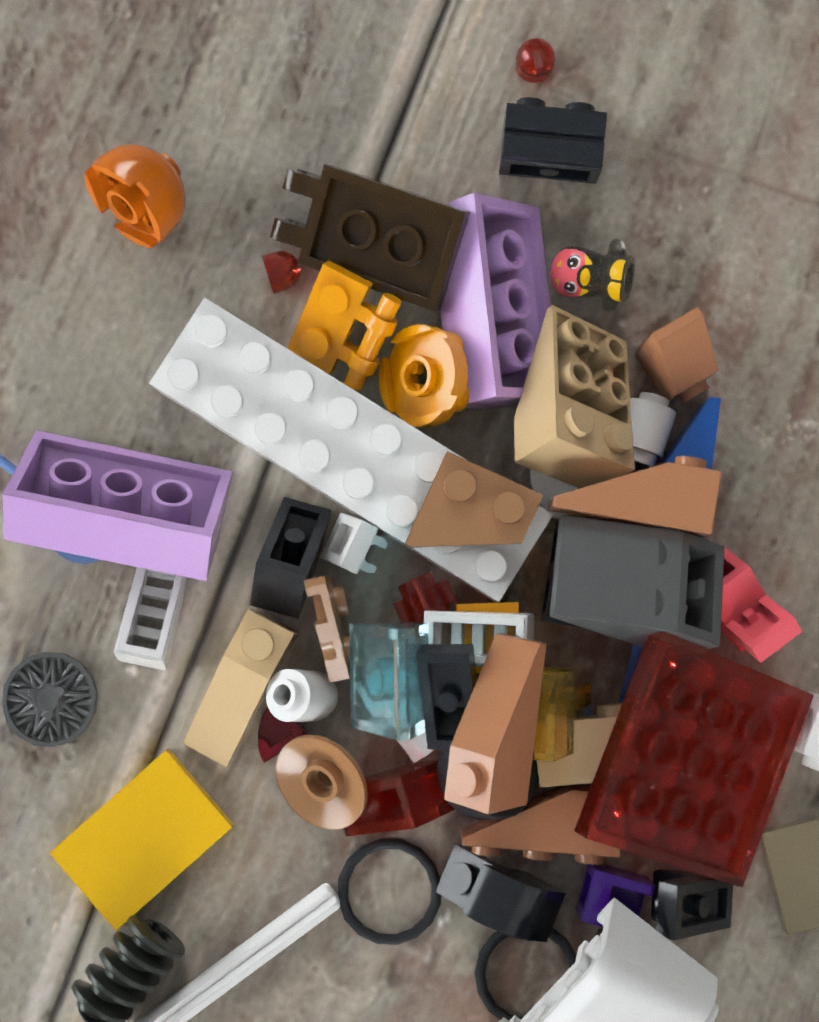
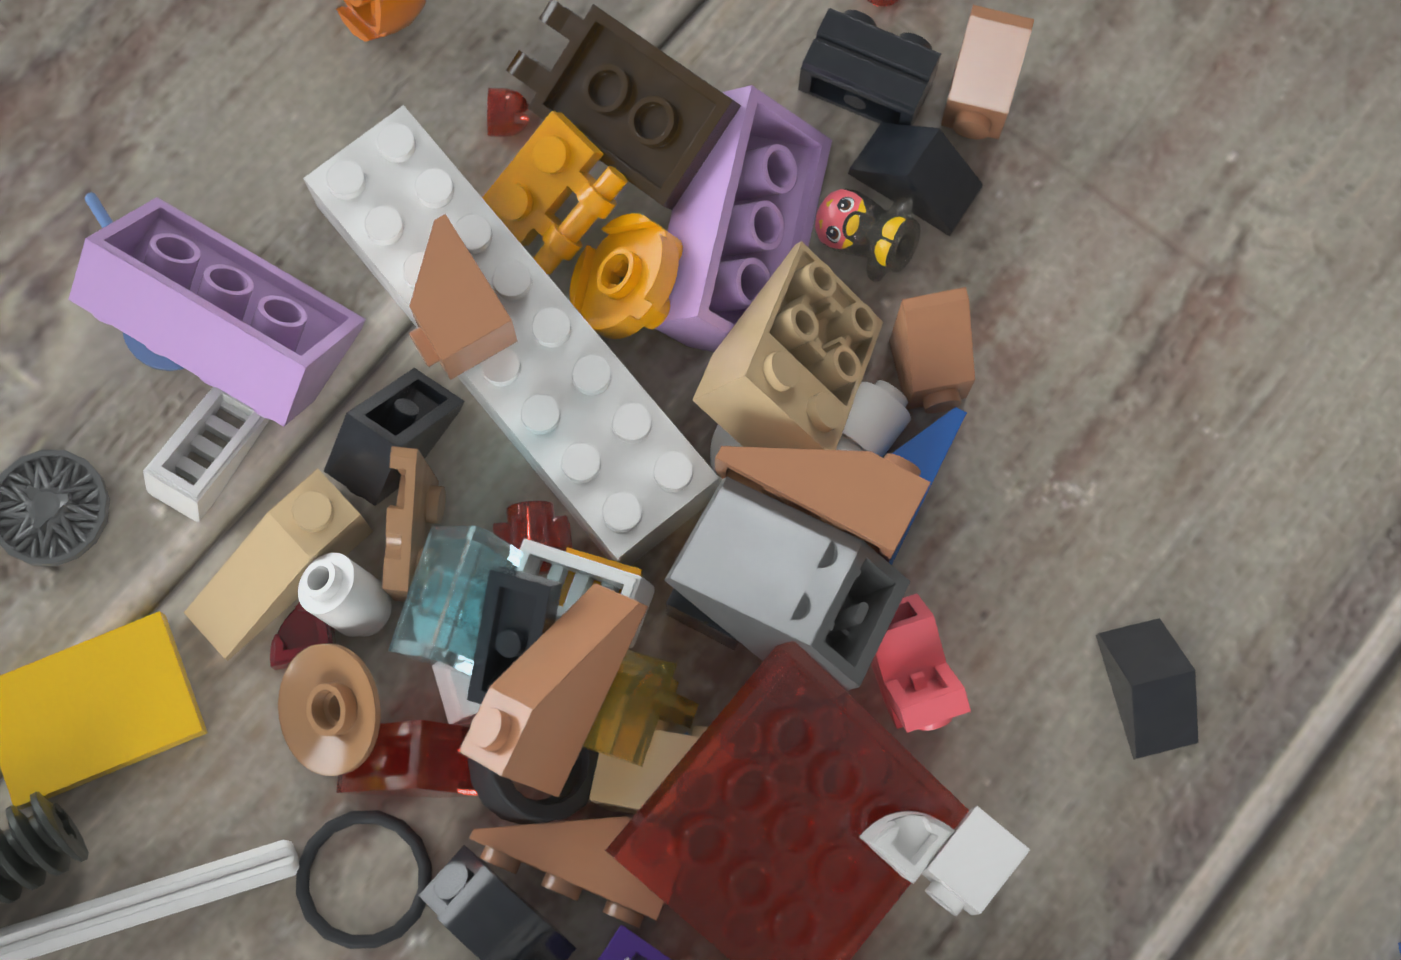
camera: 15 degrees right, 10 degrees down
(311, 452) = (456, 306): none -> nougat slope
(350, 544) = (469, 441): white tile -> none
(472, 508) = (622, 433): medium nougat wing -> none
(614, 210) = (920, 166): none -> black slope
(647, 117) = (986, 72): none -> slope
(781, 736) = (907, 841): none -> white tile

